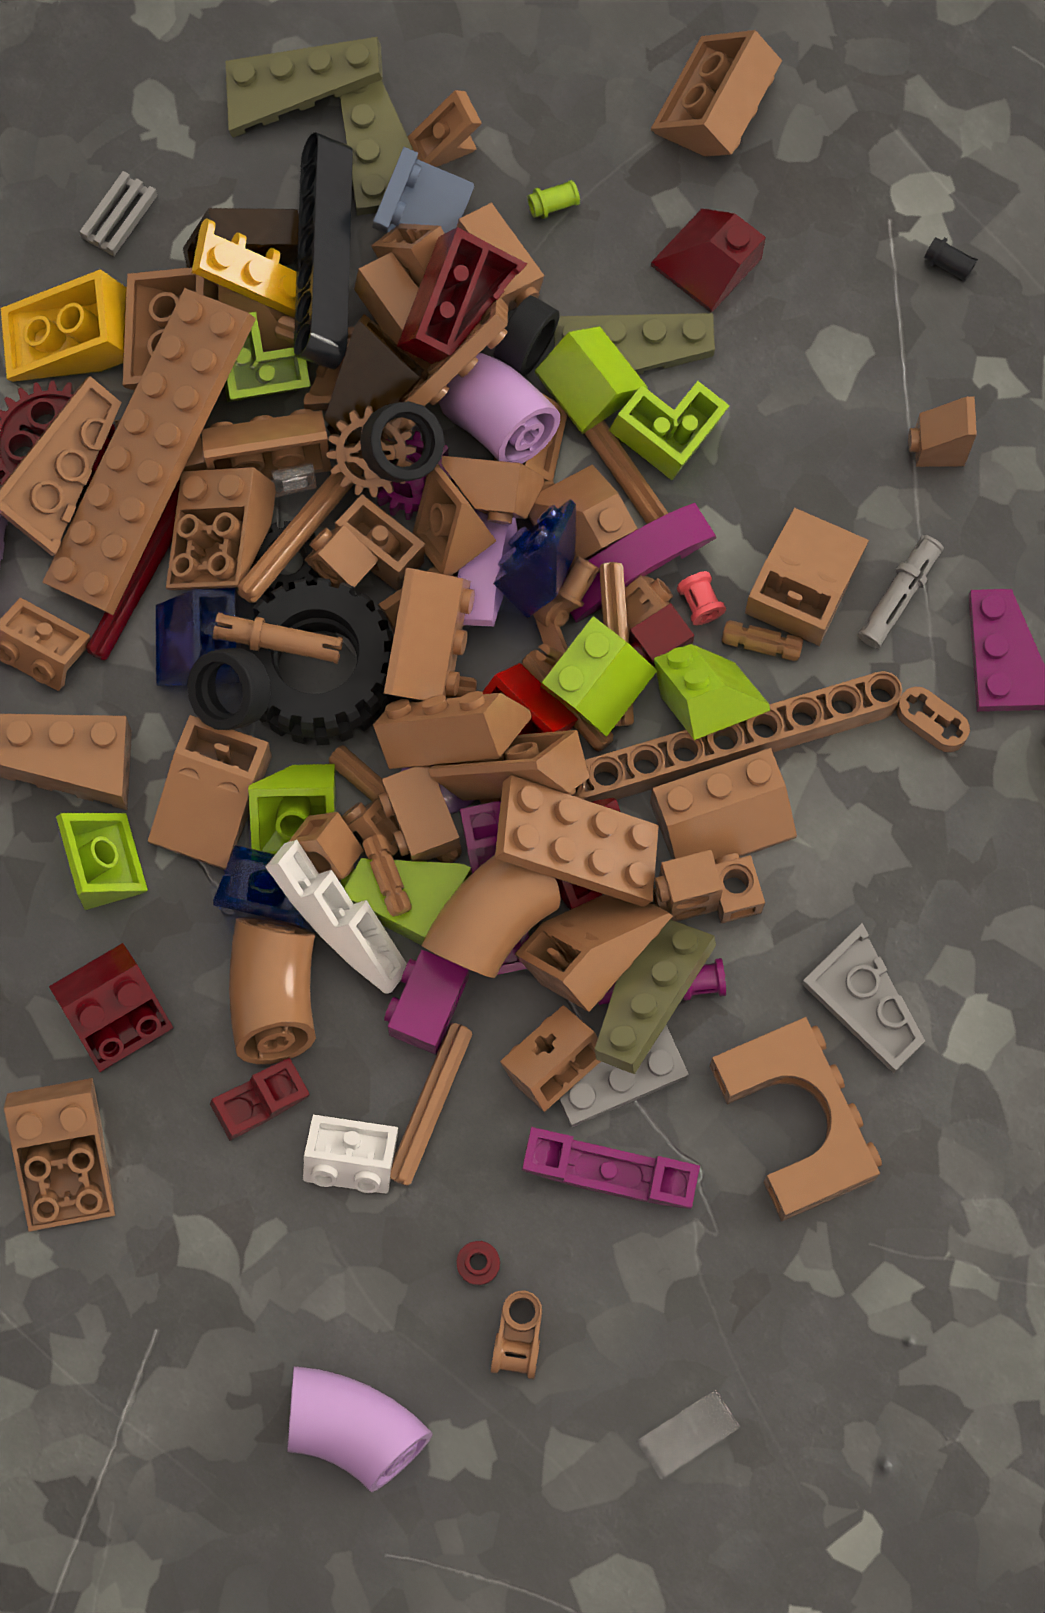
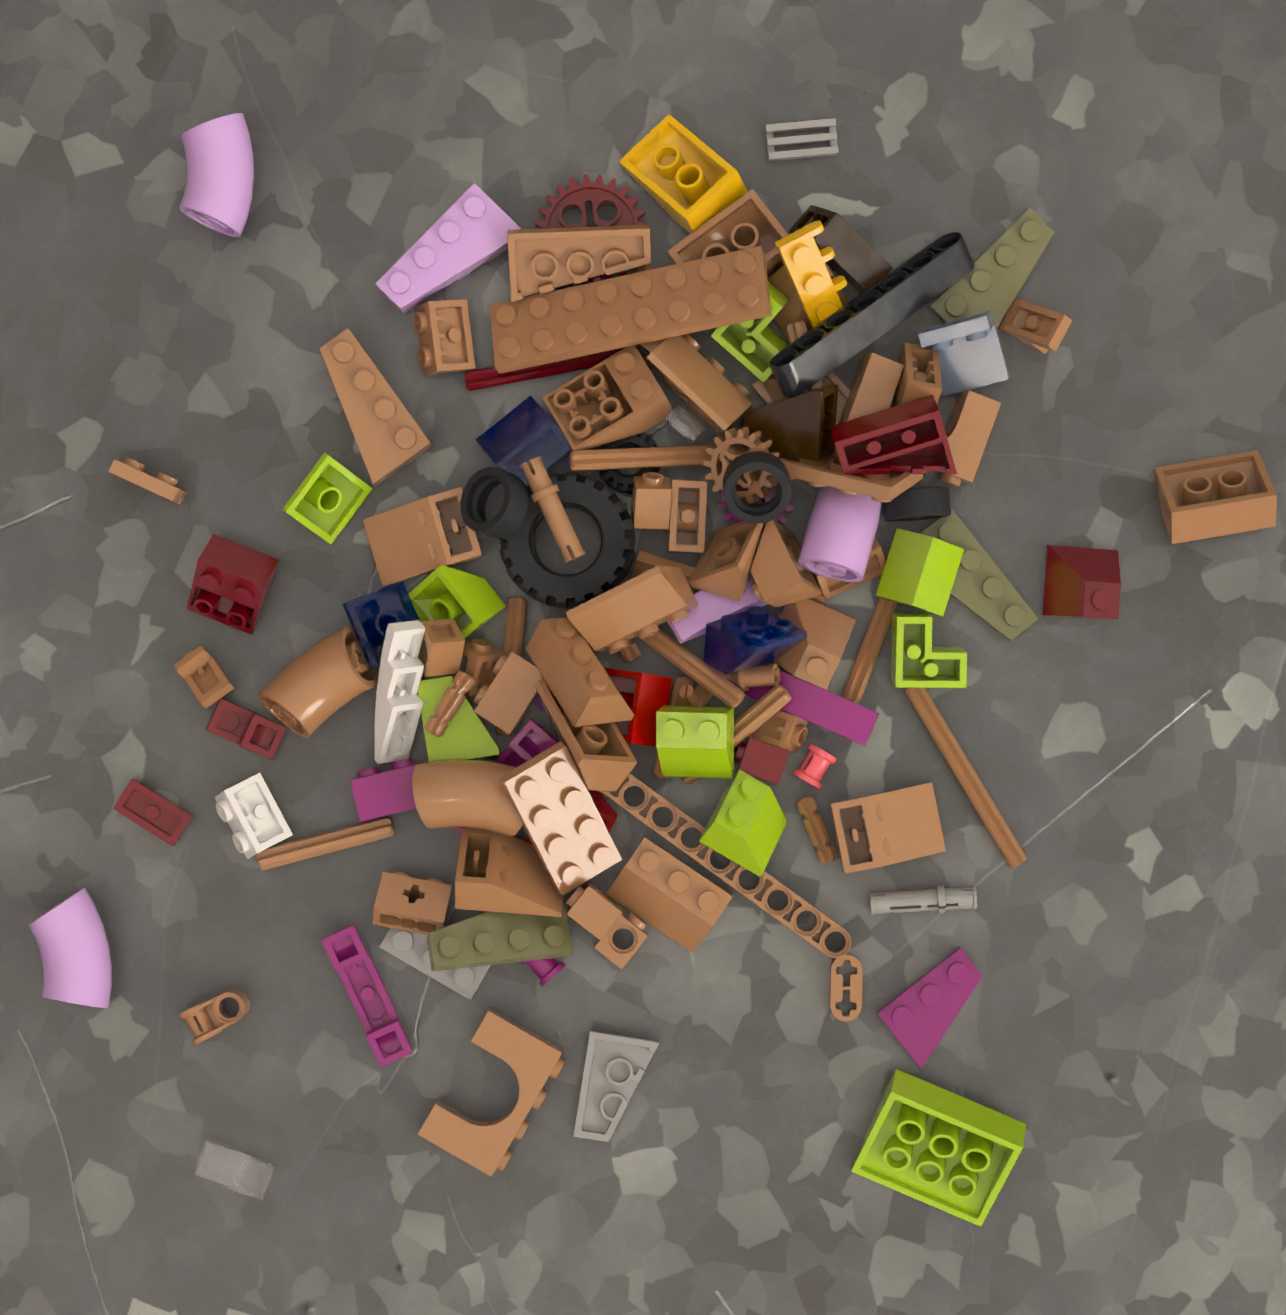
camera: 55 degrees right, 15 degrees up
(59, 1154) = (113, 625): medium nougat slope -> none
(177, 1098) = (203, 676): none -> medium nougat bracket
(271, 1248) = (153, 812): none -> dark red plate
(293, 79) = (990, 180): olive wing -> none
(473, 1276) = (254, 950): dark red plate -> none
(524, 634) = (695, 668): none -> medium nougat axle
(553, 199) = (1043, 440): lime pin -> none
(809, 475) = (966, 776): none -> medium nougat axle
(944, 434) = (1061, 850): medium nougat slope -> none
(950, 258) = (1209, 757): black pin -> none

